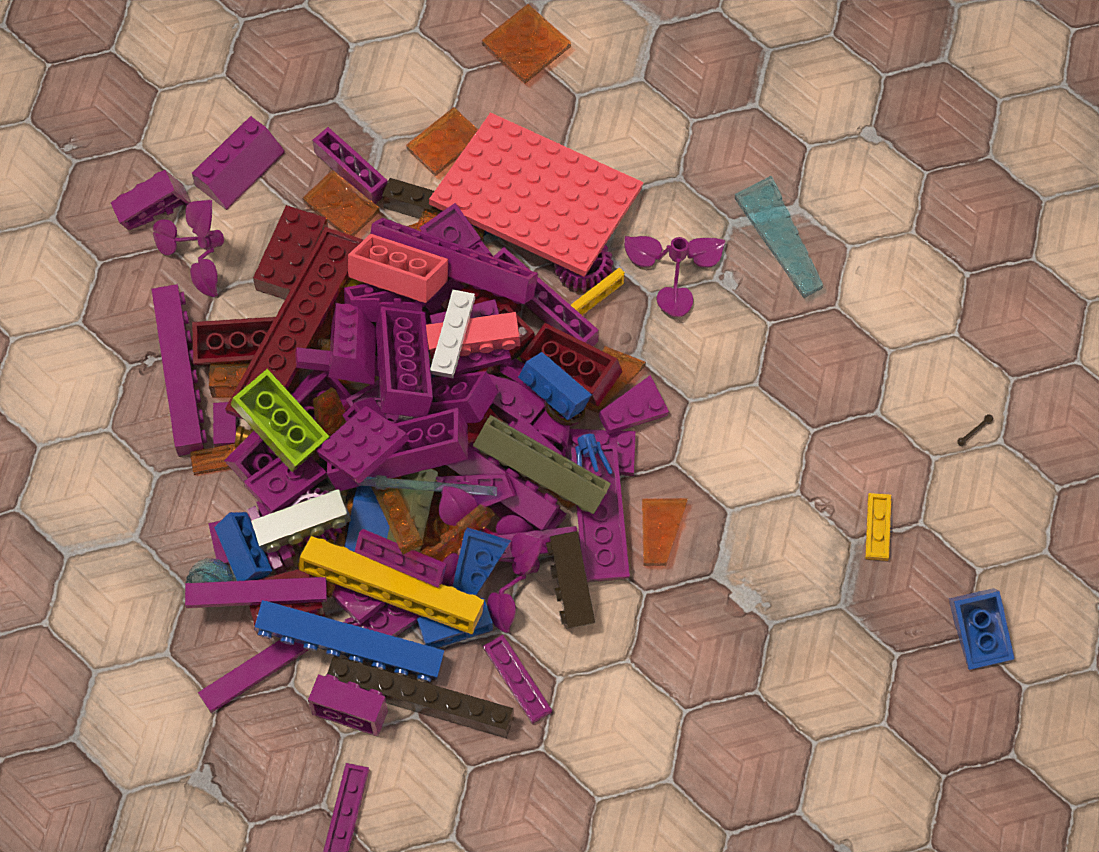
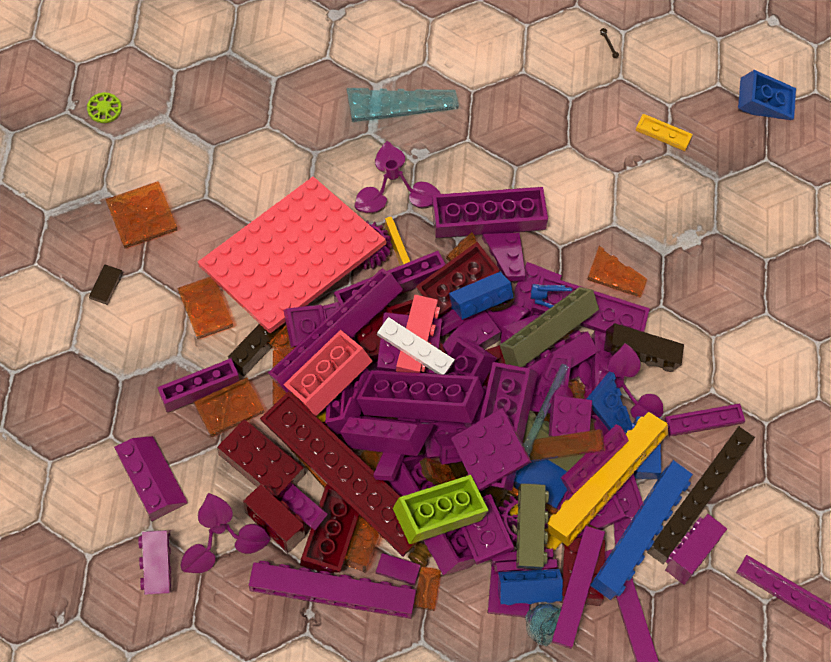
camera: 75 degrees left, 0 degrees up
(229, 285) = (275, 518): none -> dark red brick
(251, 306) = (304, 507): none -> magenta plate
(434, 44) = (105, 284): none -> dark brown tile
(436, 514) = (569, 415): none -> magenta plate
(676, 370) = (489, 212): none -> magenta brick

